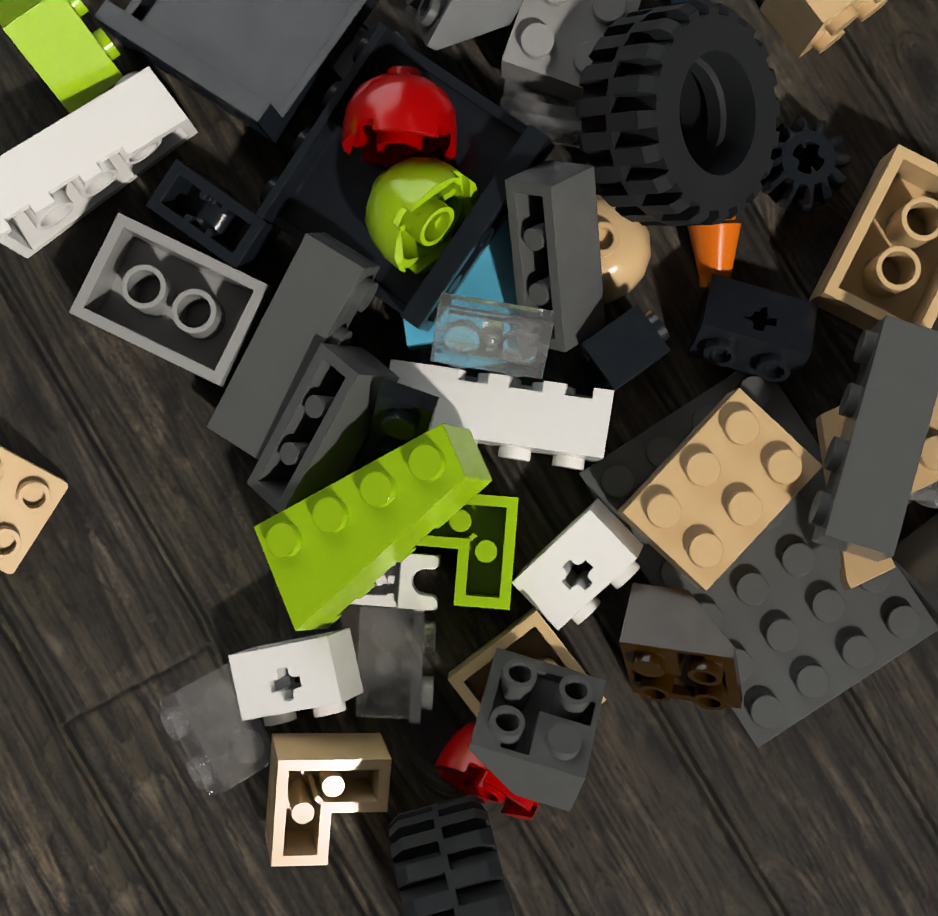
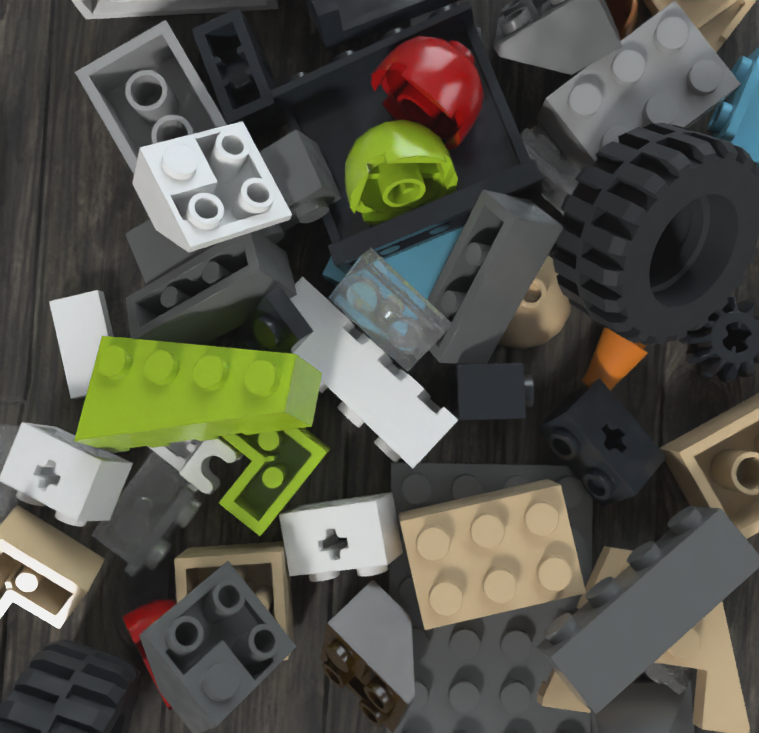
camera: 40 degrees right, 0 degrees up
(228, 551) = (79, 328): none -> white tile
(266, 335) = (208, 187): none -> white slope

